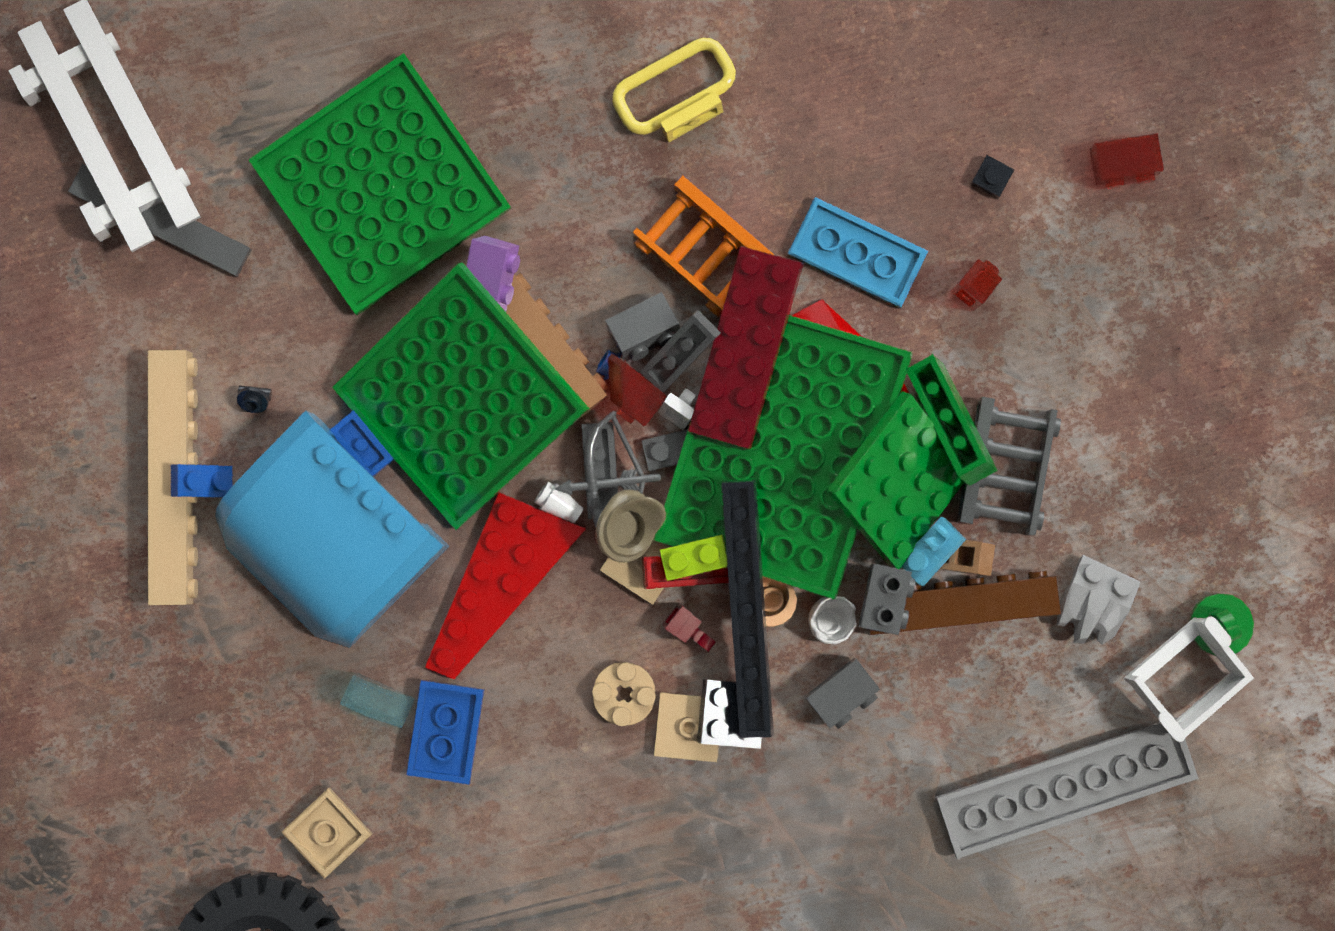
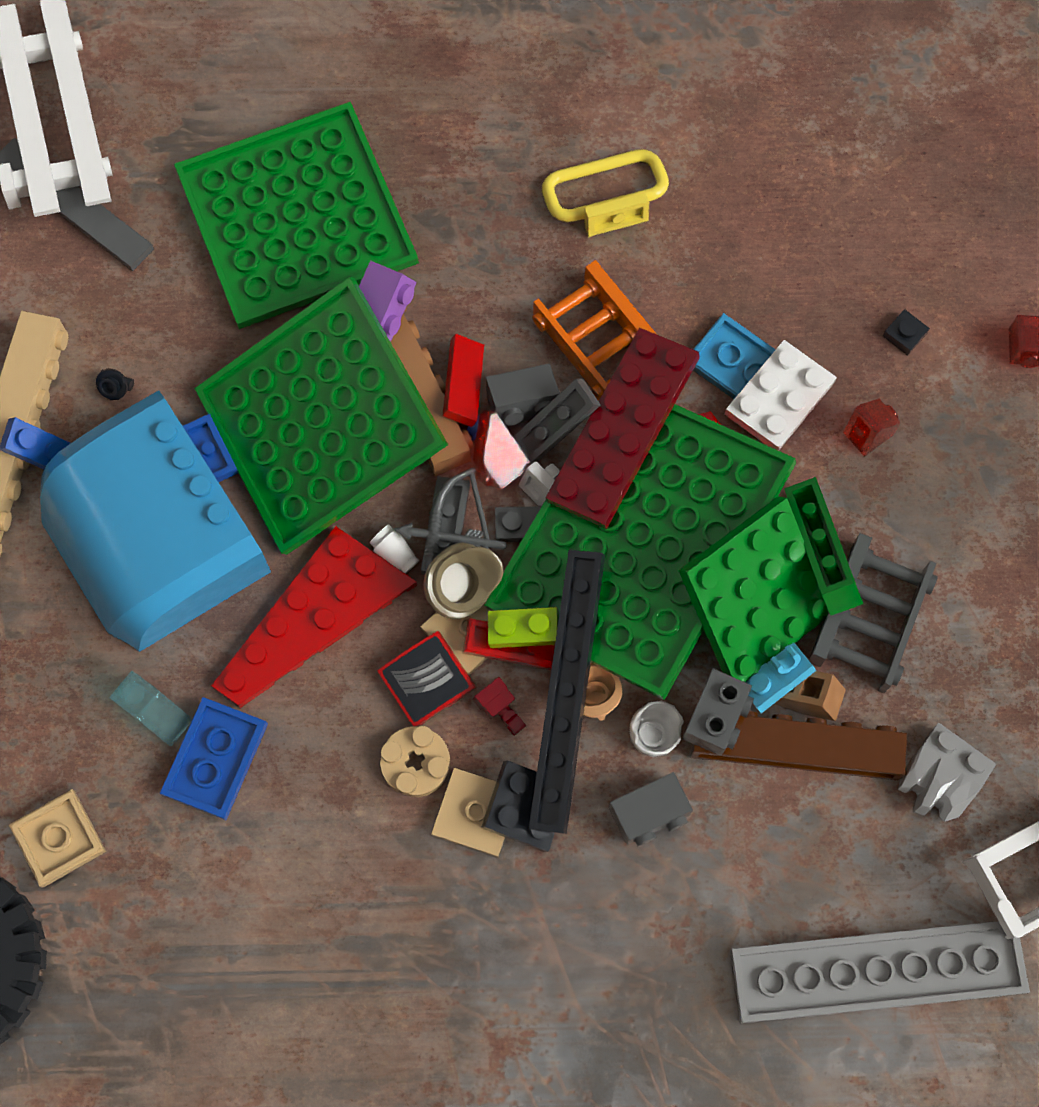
camera: 10 degrees right, 15 degrees down
(584, 325) = (463, 380): none -> red tile
(617, 618) = (426, 679): none -> slope
(885, 272) = (780, 395): none -> white plate

